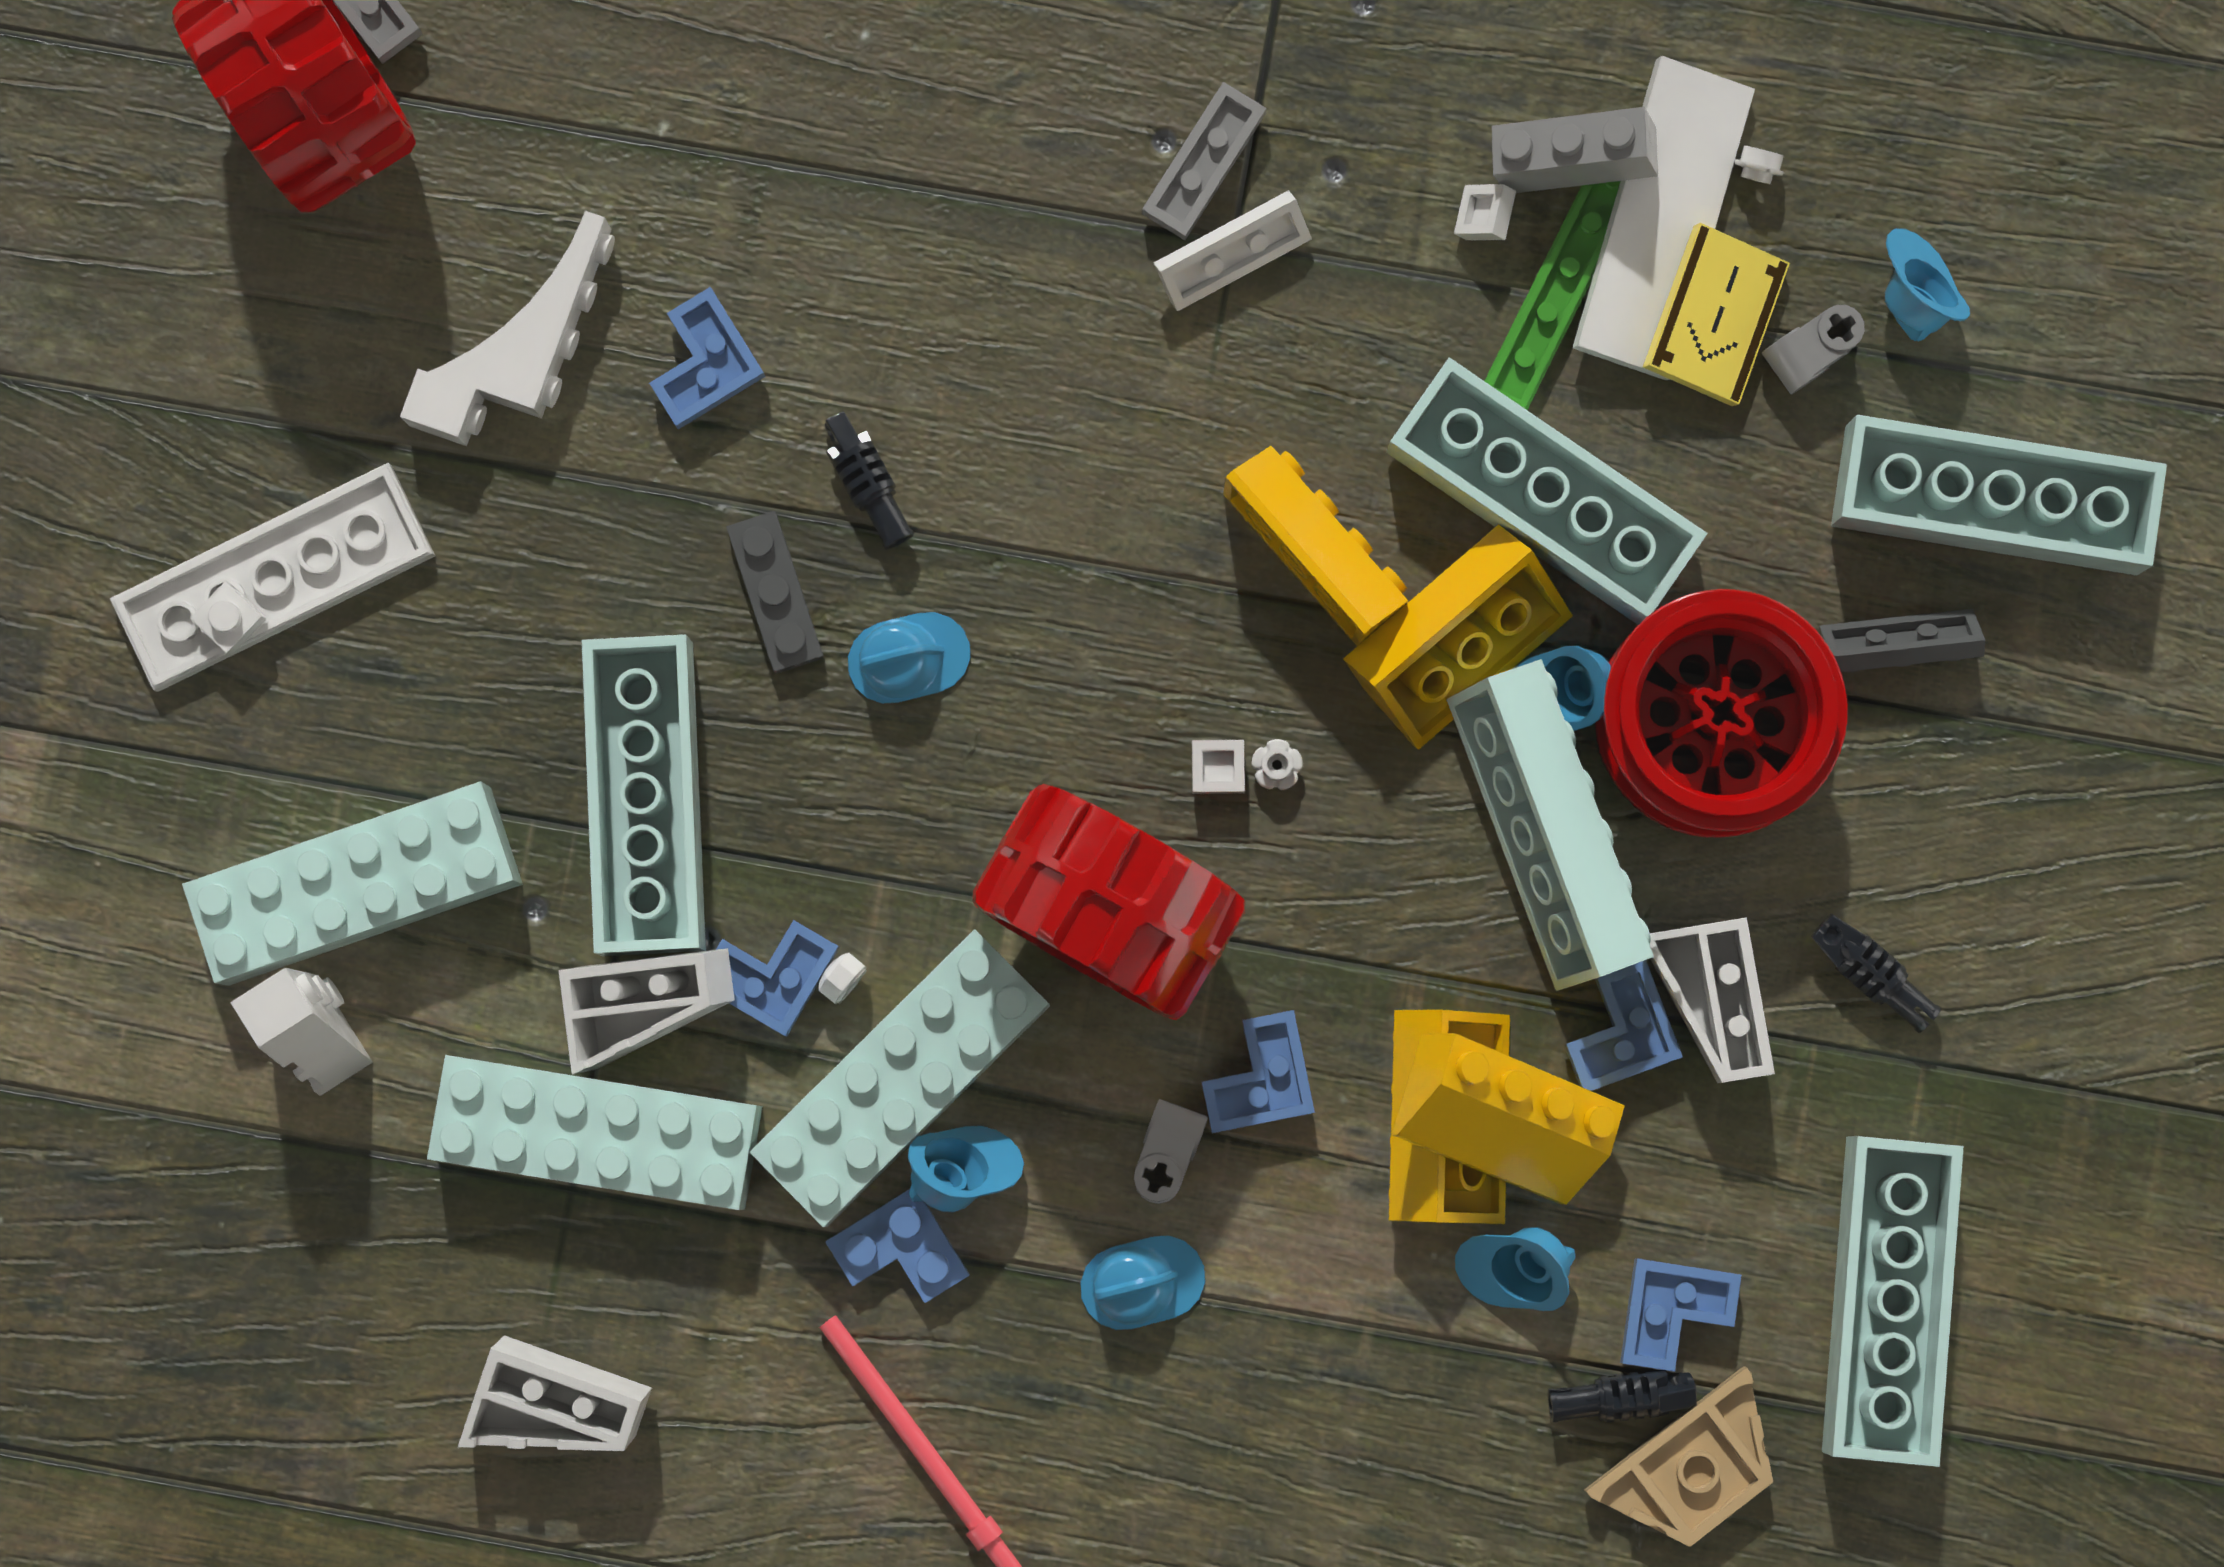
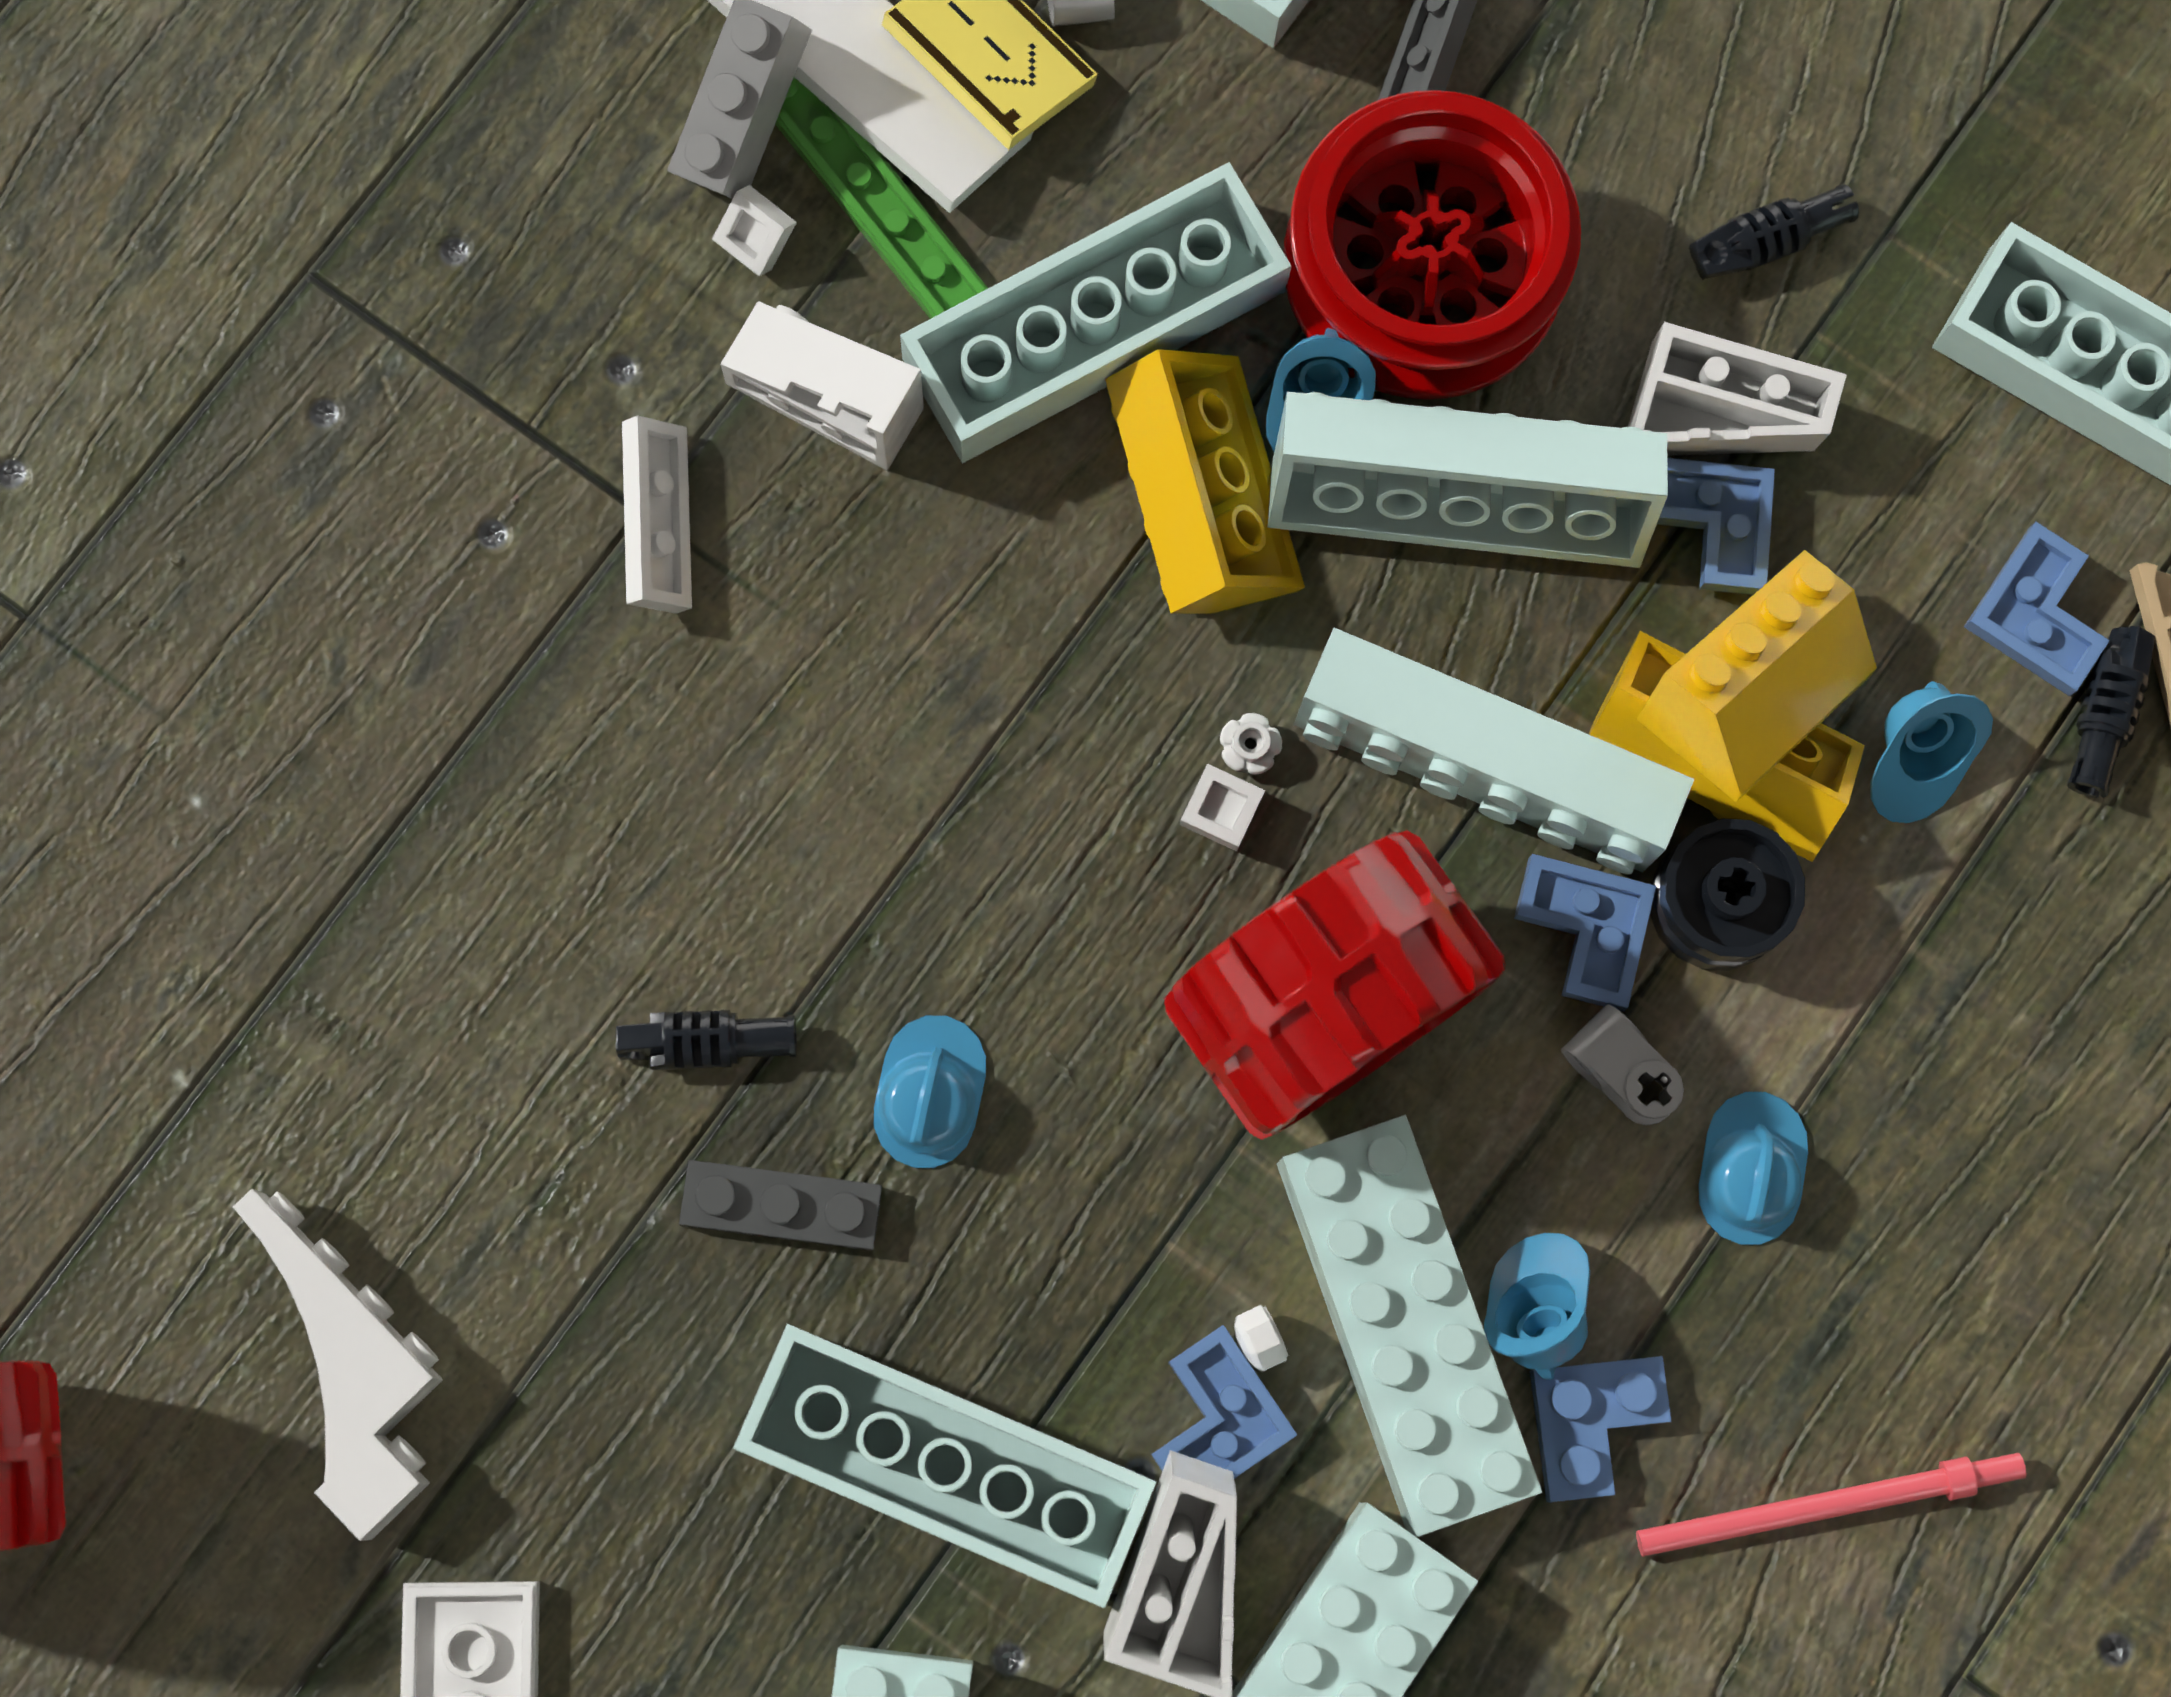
camera: 75 degrees left, 5 degrees down
(719, 362) = (487, 1141): medium blue plate -> none
(1204, 161) = (540, 498): light grey plate -> none
(1314, 544) = (1032, 582): yellow slope -> none
(1351, 940) = (1492, 753): none -> light aqua brick
(1363, 1171) = (1757, 873): none -> black wheel
(1394, 321) = (826, 382): none -> white wedge

